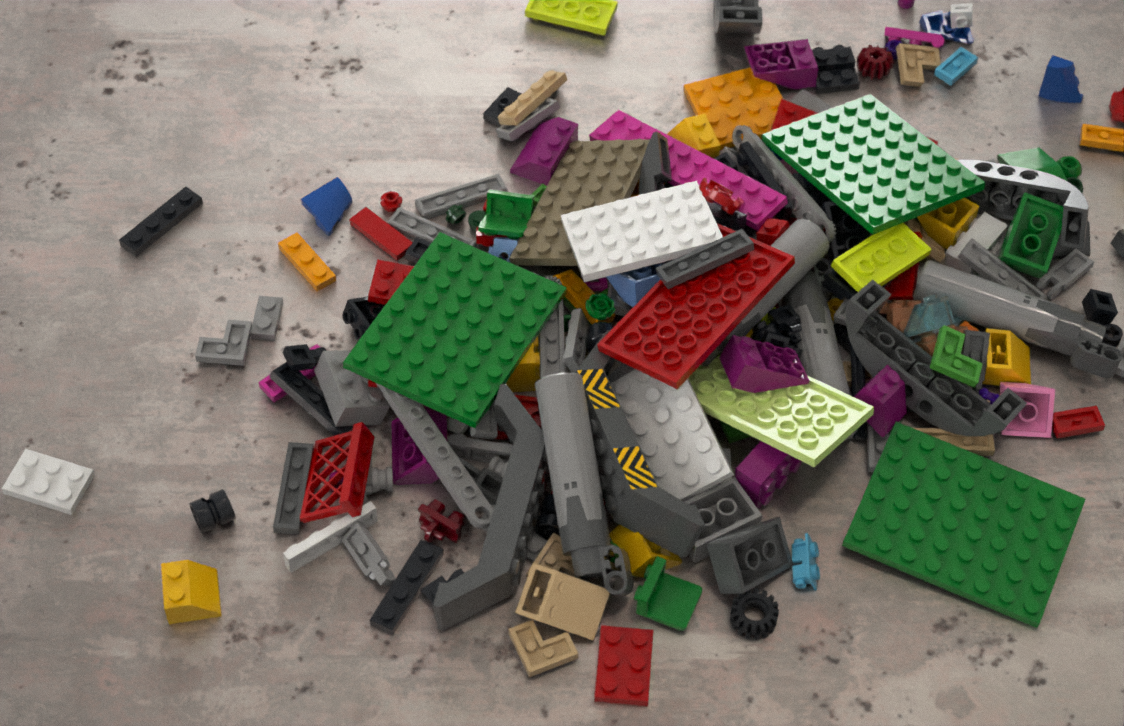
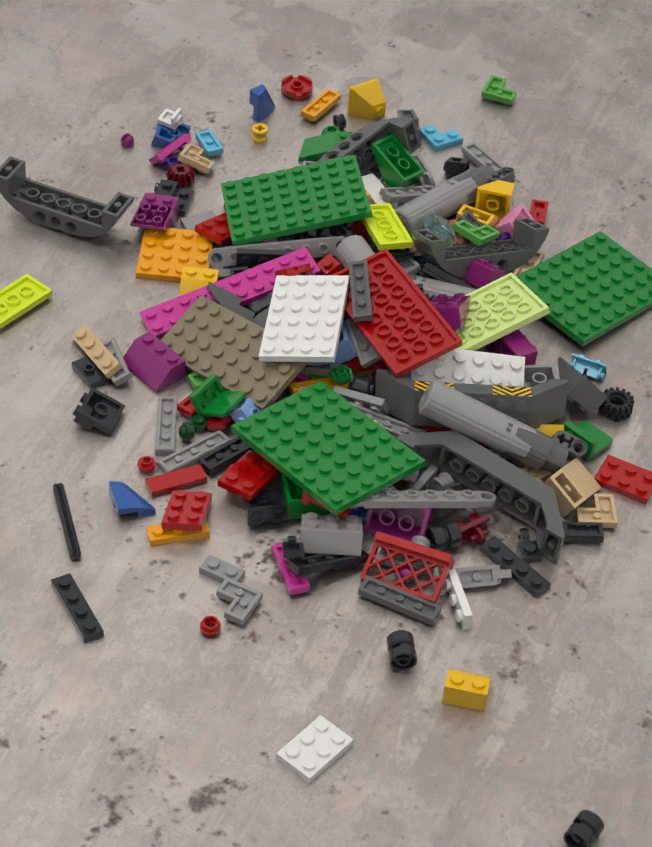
camera: 70 degrees left, 10 degrees down
(181, 329) = (210, 625): none -> red plate
(275, 169) = (67, 522): none -> black axle
(331, 255) = (186, 510): none -> red plate
(408, 495) = (444, 536): none -> black wheel
(441, 133) = (98, 411): none -> black plate
(498, 640) = (583, 532): none -> black plate
(1011, 102) = (259, 133): none -> yellow wheel
(1054, 363) = (495, 198): none -> yellow slope
(1096, 166) = (339, 121): none -> black bush

